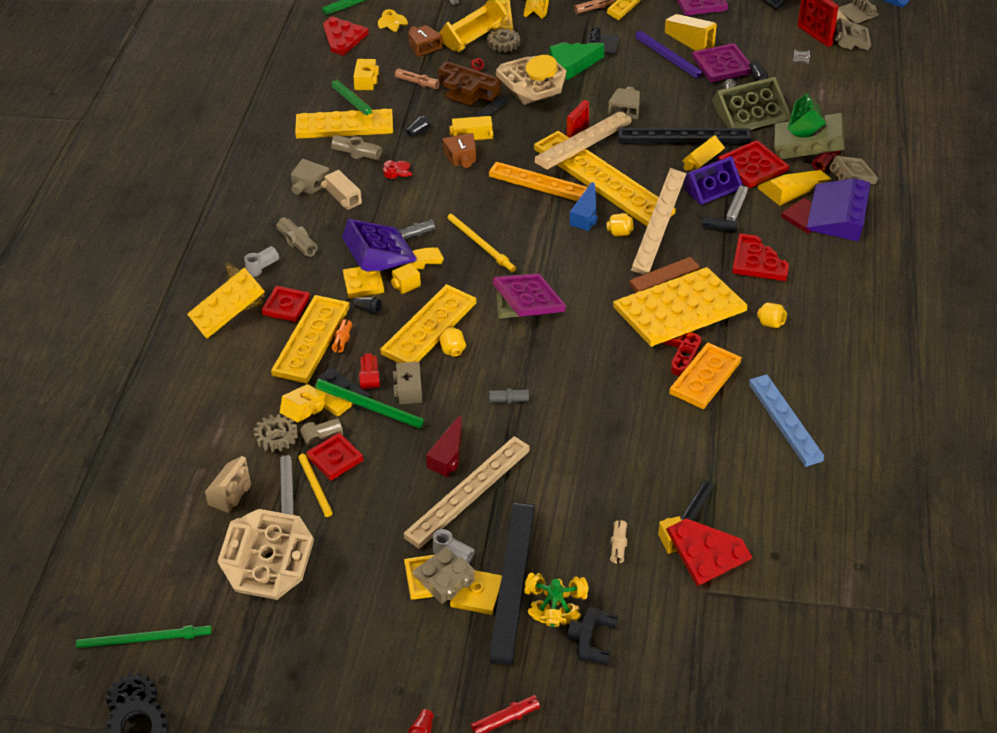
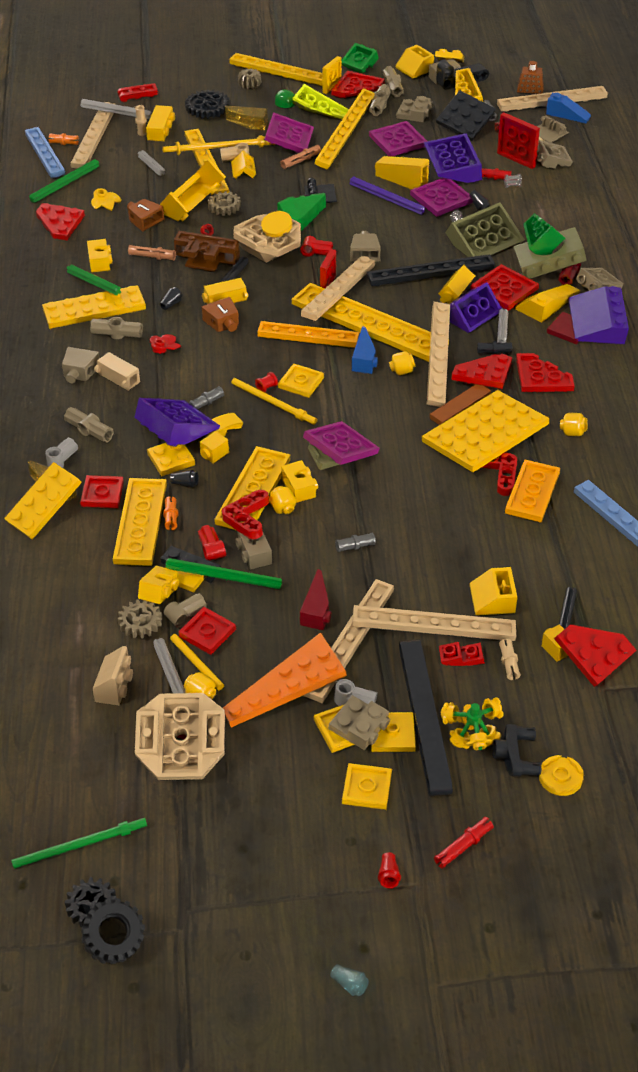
camera: 15 degrees left, 0 degrees up
(307, 509) = (200, 684): none -> yellow head
(402, 346) = (253, 502): none -> red beam
(408, 515) = (297, 675): none -> orange wing
(432, 640) = (367, 786): none -> yellow tile
(475, 326) = (299, 480): none -> yellow brick
(480, 223) = (266, 382): none -> red bush
(515, 226) = (301, 380): none -> yellow tile
(555, 491) = (434, 623): none -> tan plate
(567, 527) = (466, 655): none -> red slope
(575, 94) = (312, 246): none -> red piece
(626, 471) = (494, 592): none -> yellow slope
(629, 669) = (561, 775): none -> yellow tile
(700, 247) = (485, 371): none -> red plate
(747, 26) = (454, 158): none -> dark purple slope
(786, 47) = (495, 173): none -> red pin

